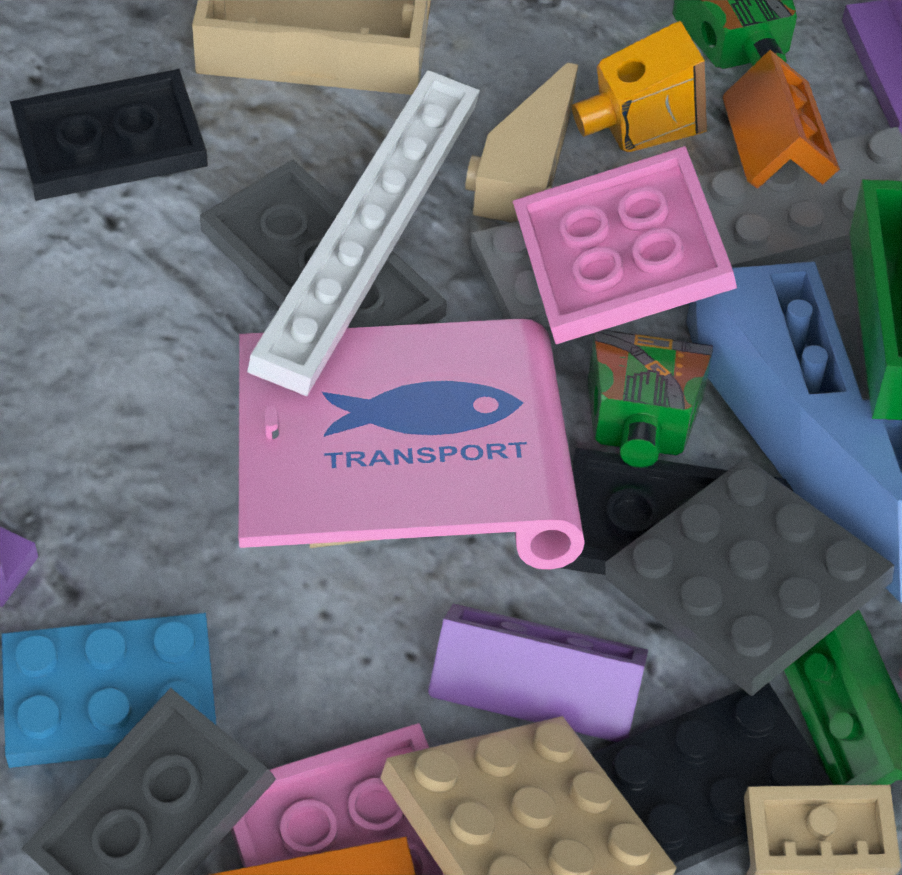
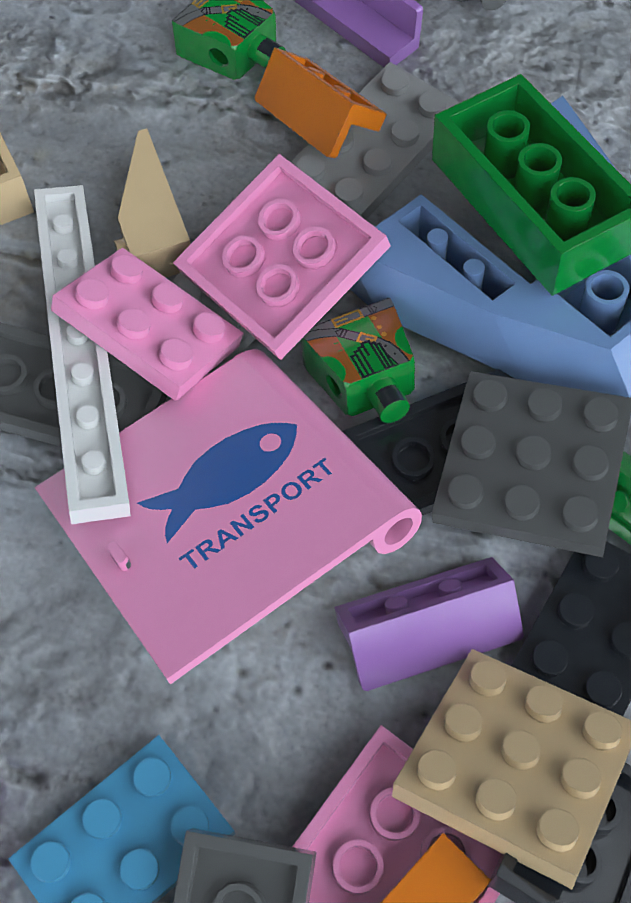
camera: 30 degrees left, 10 degrees up
(448, 242) = (147, 322): none -> bright pink plate
(648, 92) = (210, 122): light orange torso -> none

